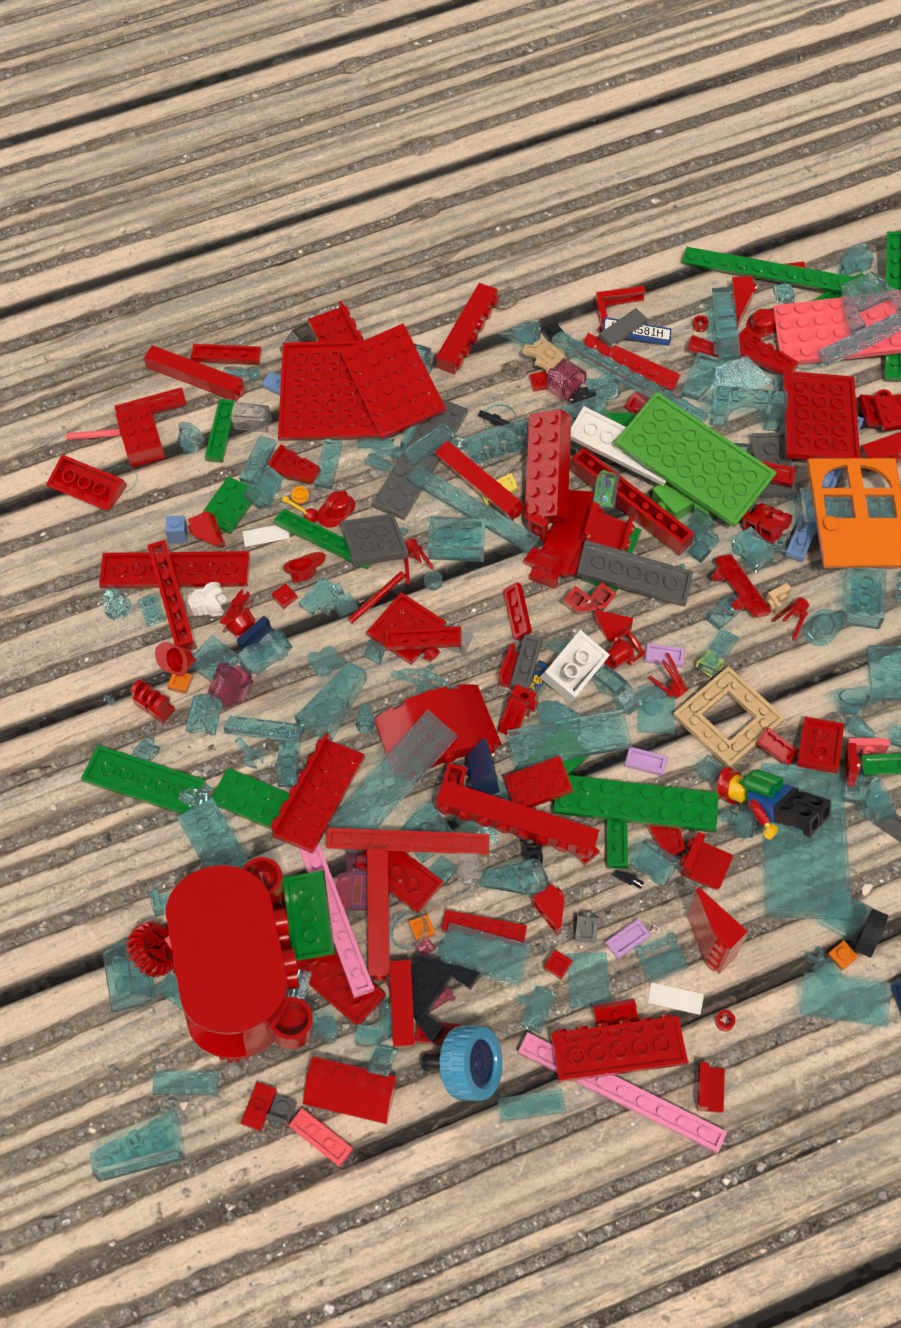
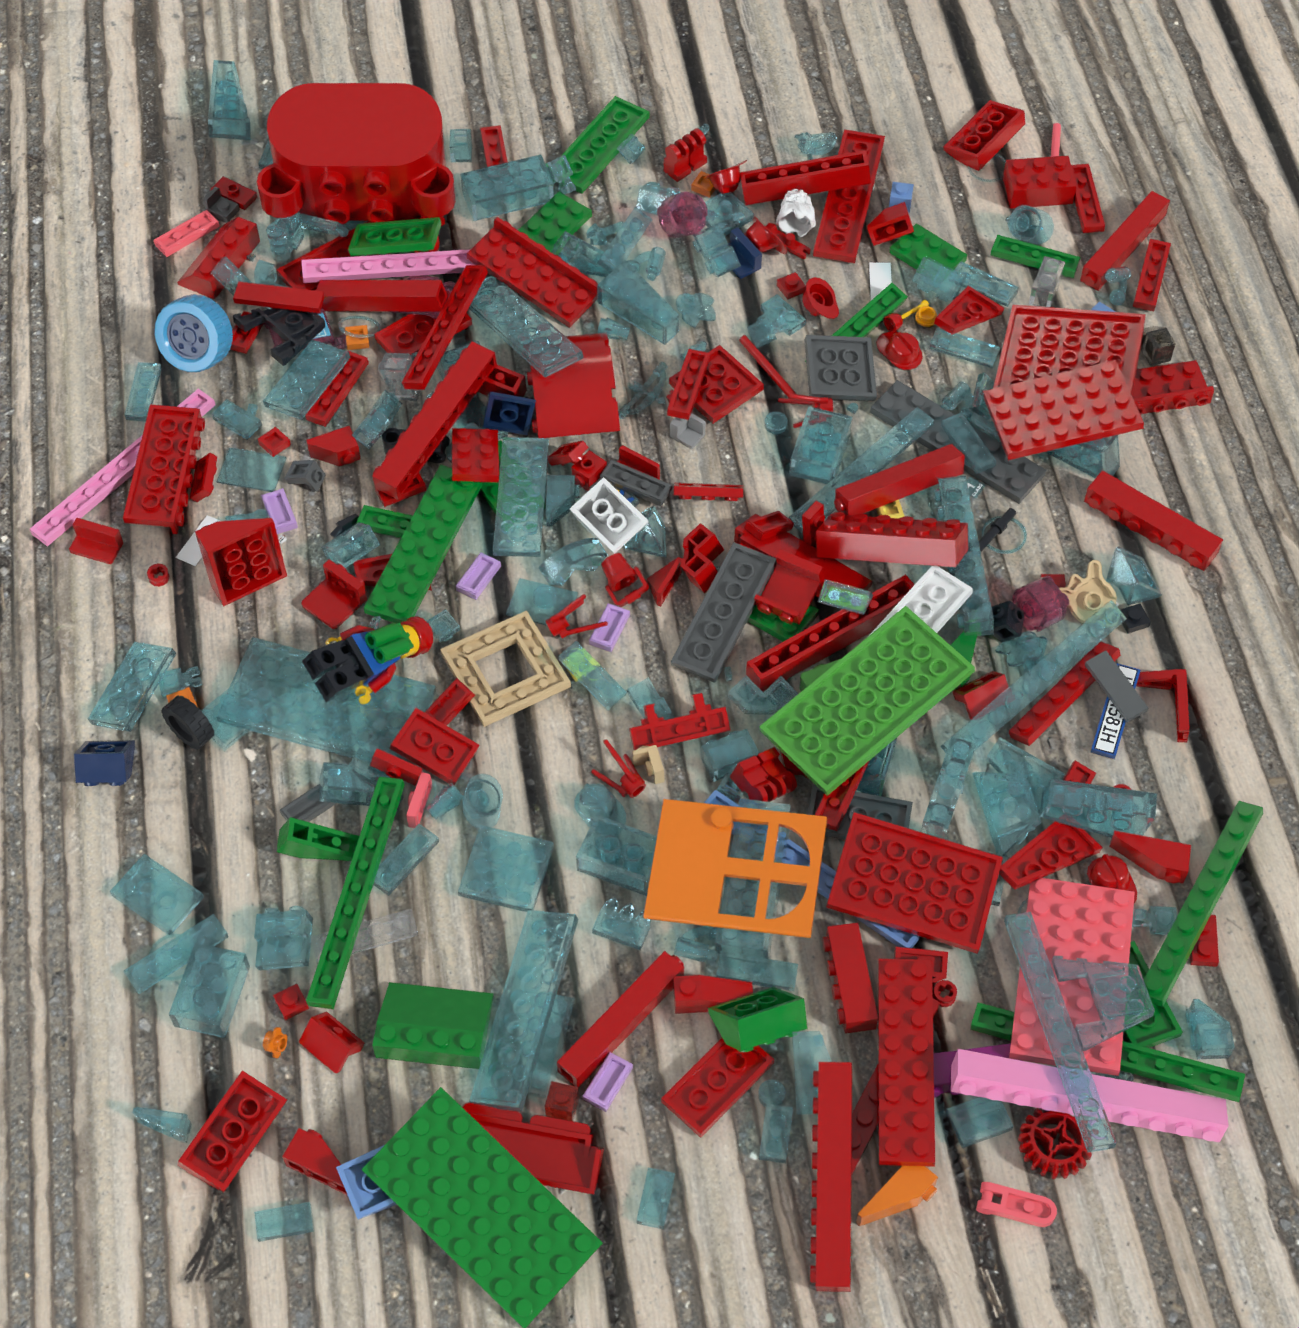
camera: 100 degrees right, 5 degrees down
(166, 869) = (493, 145): none -> red plate
(282, 702) = (655, 262): none -> clear light blue plant

